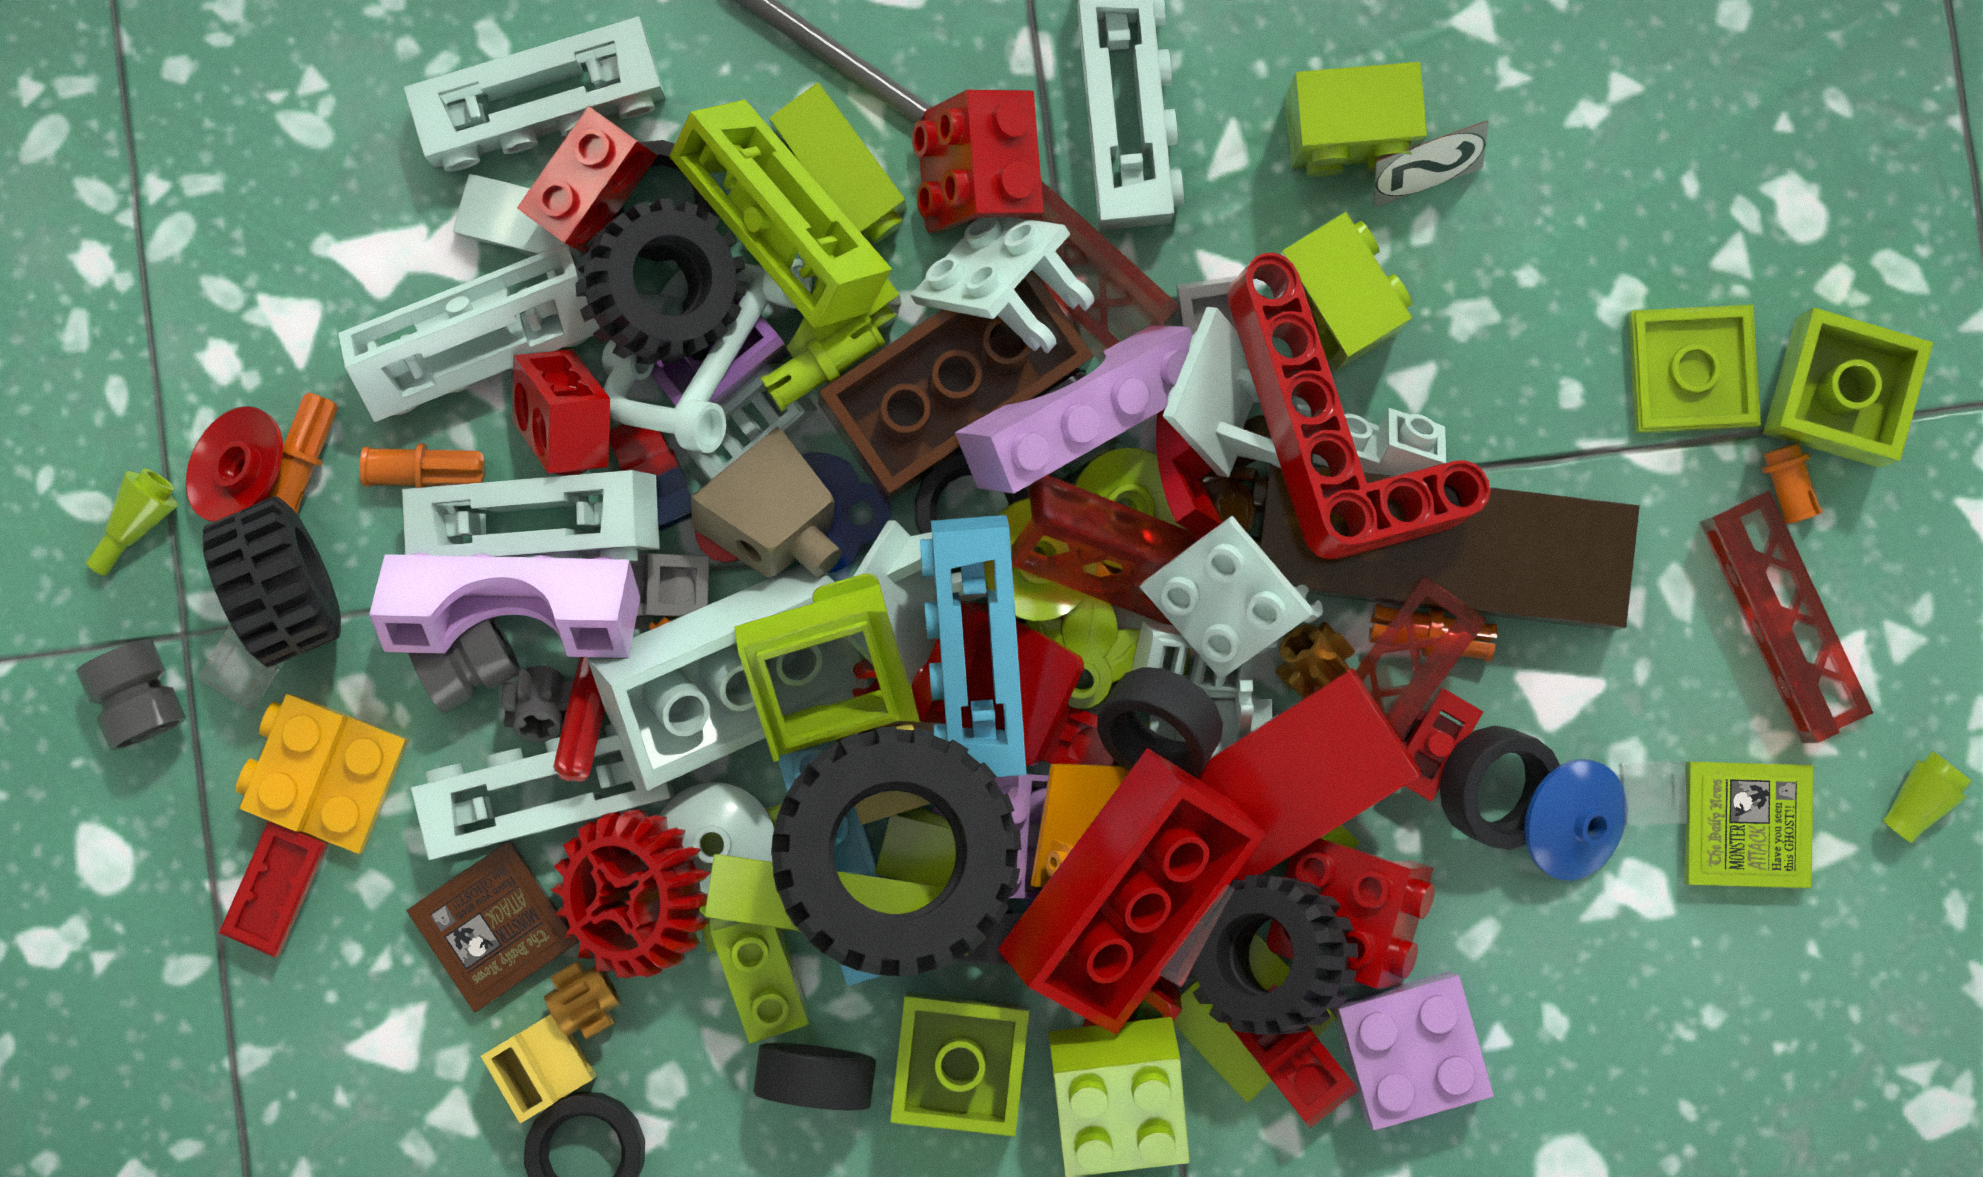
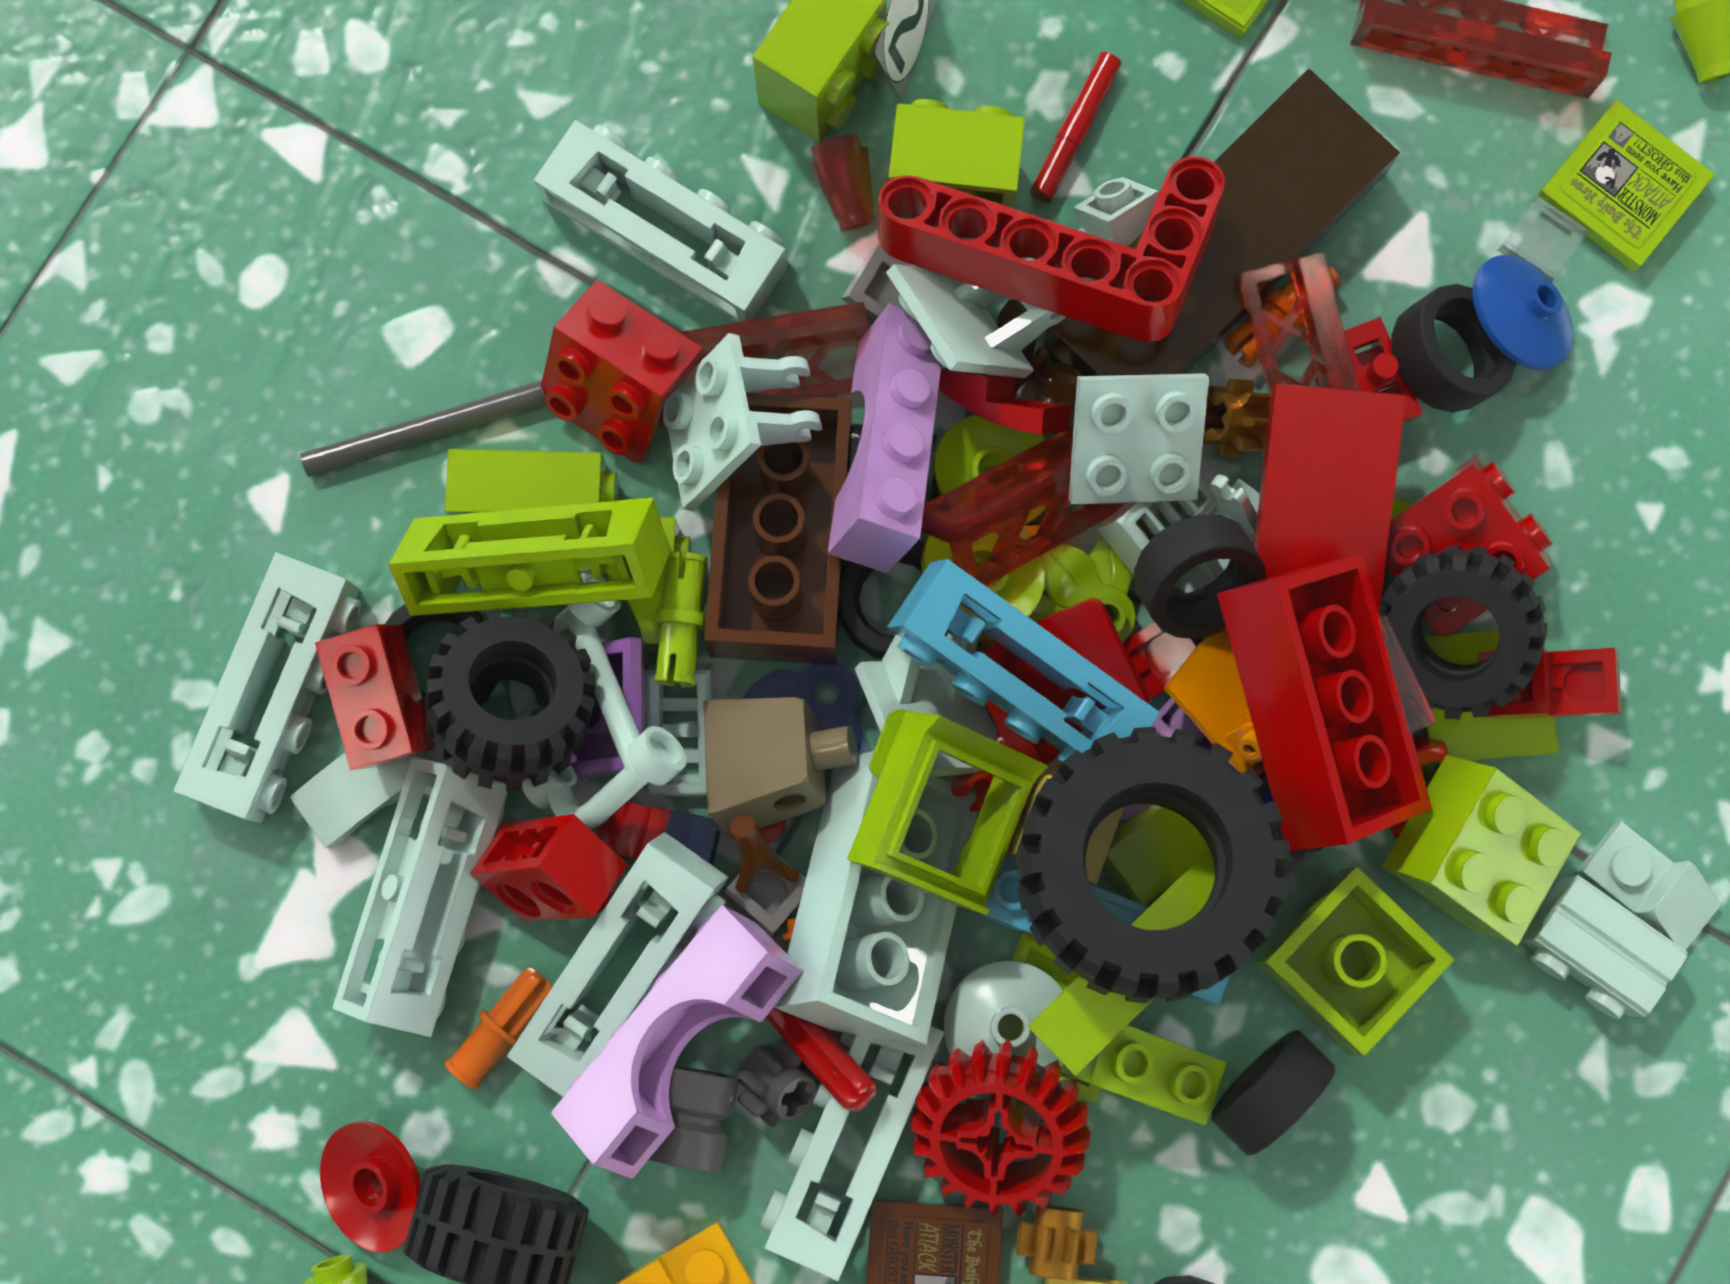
camera: 50 degrees left, 5 degrees down
(303, 448) = (403, 1115): orange axle -> none
(692, 556) = (756, 853): none -> reddish brown bar
(1271, 214) = (845, 180): none -> clear red cone
(1412, 1050) = (1619, 582): lavender brick -> none
(1458, 358) = (1075, 127): none -> red piece

